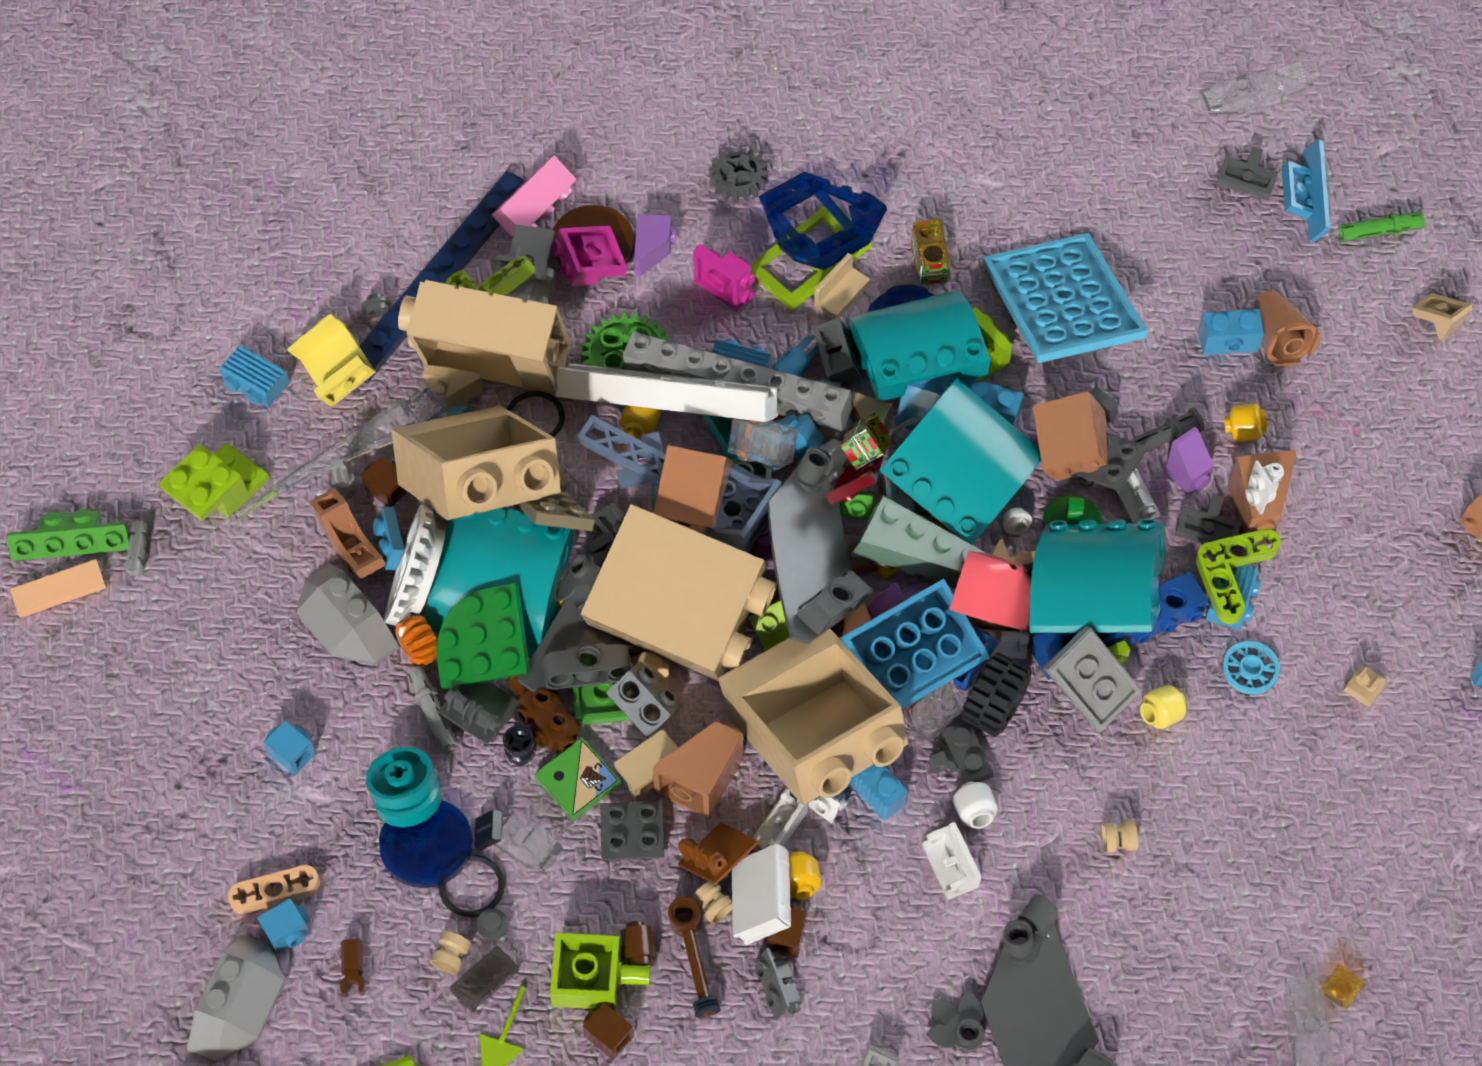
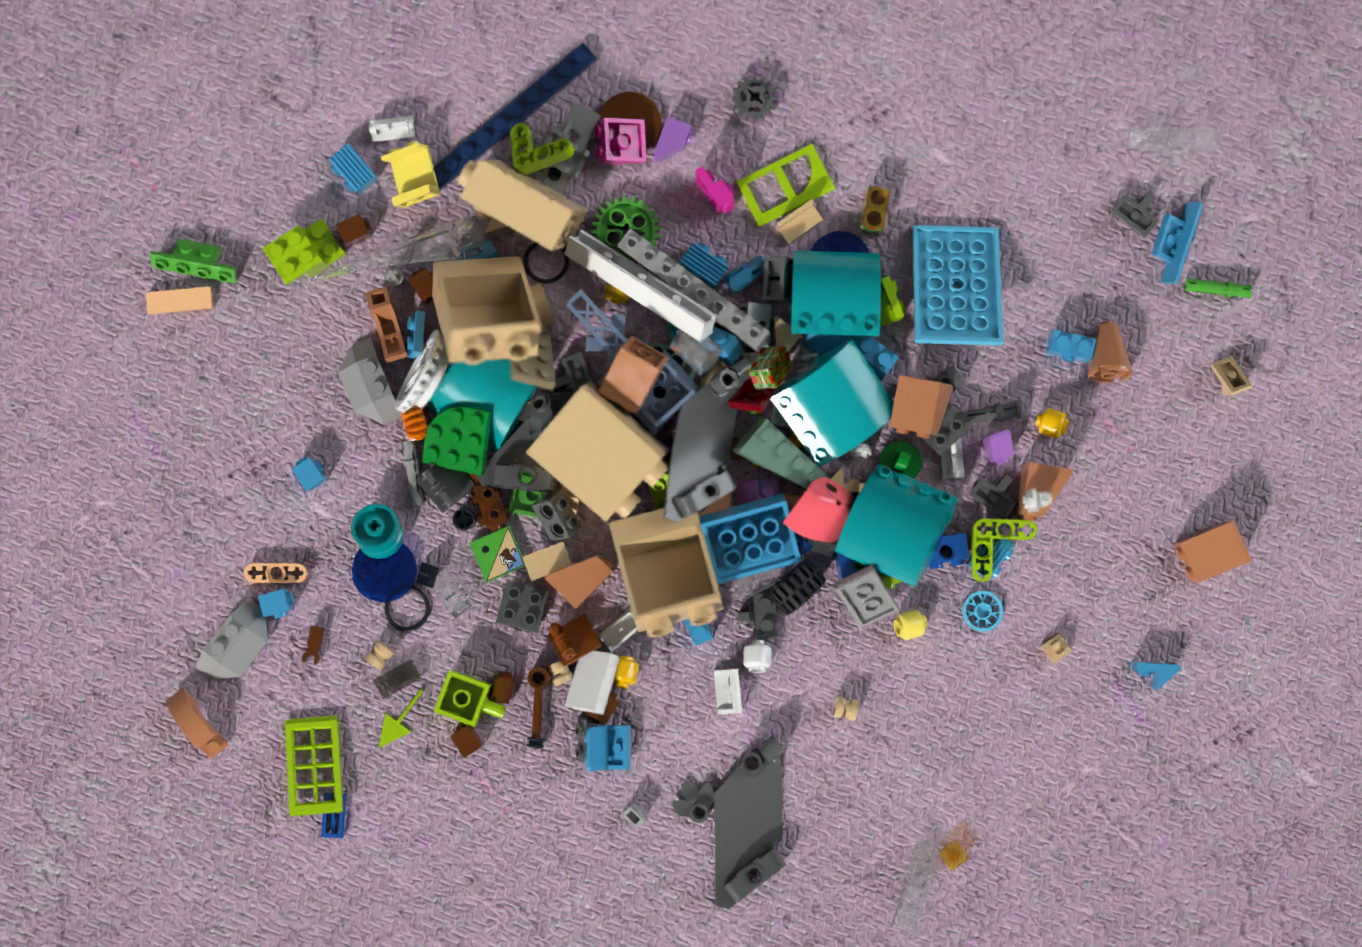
camera: 15 degrees right, 25 degrees up
(136, 548) = (240, 285): light grey axle -> none
(273, 443) = (354, 230): none -> reddish brown brick
(291, 322) = (392, 128): none -> white hinge
(376, 305) = (456, 133): dark grey plate -> none
(492, 924) = (412, 642): dark grey plate -> none
(535, 196) = (596, 76): bright pink brick -> none
(813, 979) = (608, 747): none -> dark azure bracket
(865, 214) = (830, 172): clear blue windscreen -> none

